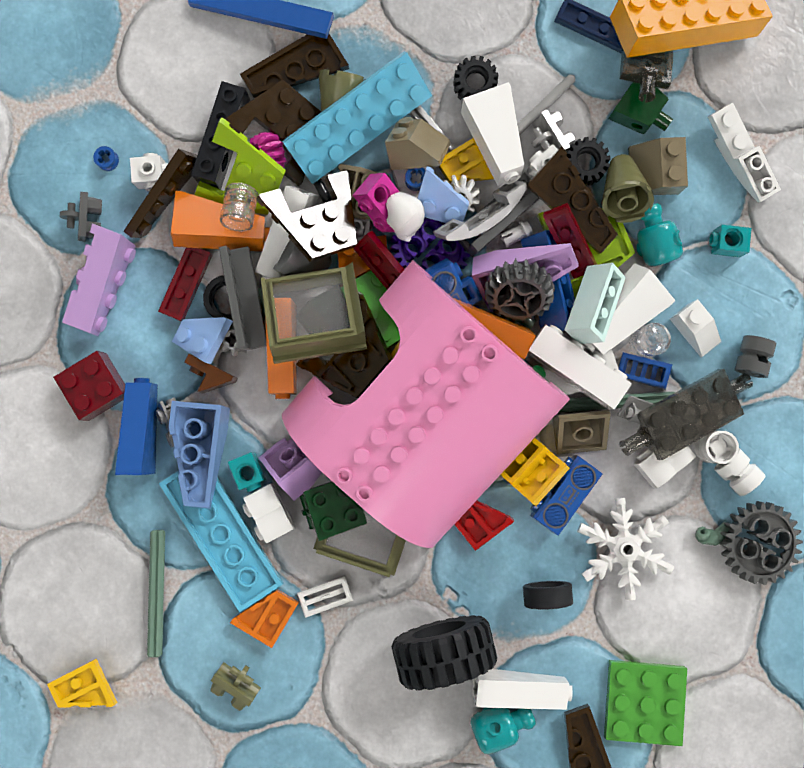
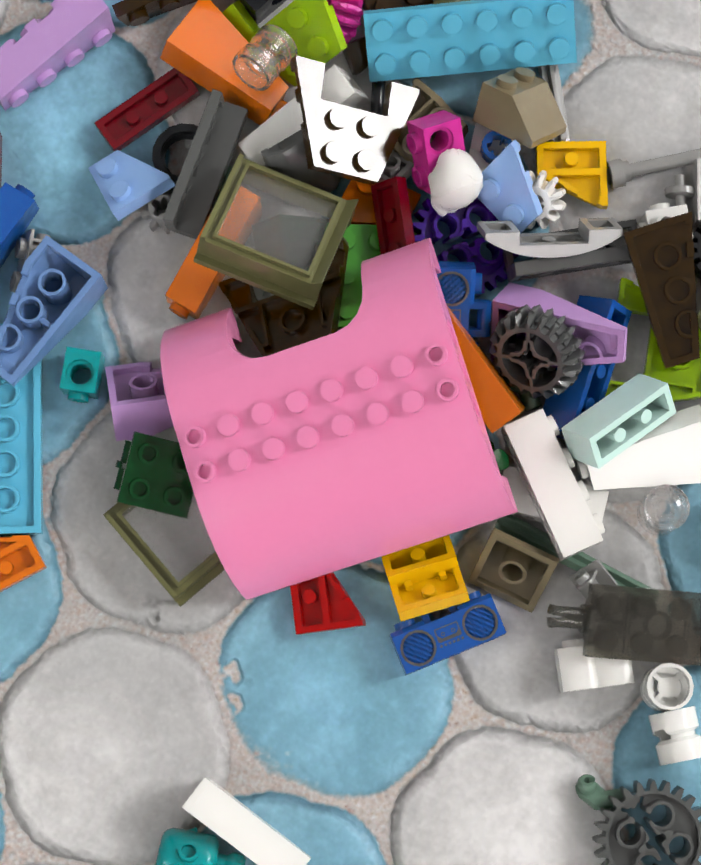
camera: 30 degrees right, 5 degrees down
(214, 378) = (111, 241): reddish brown slope -> none
(269, 513) = (76, 439): white brick -> none
(304, 603) = (111, 586): white tile -> none
(444, 653) = (184, 719): black tyre -> none
(474, 66) = (647, 56): black tyre -> none
(495, 130) = (627, 143): white slope -> none
(516, 233) = (574, 286): white pin -> none
(547, 595) = (350, 737): black tyre -> none
(565, 231) = (638, 313): dark red plate -> none
(616, 547) = (464, 743): white piece -> none
(645, 361) = (659, 567): blue slope -> none

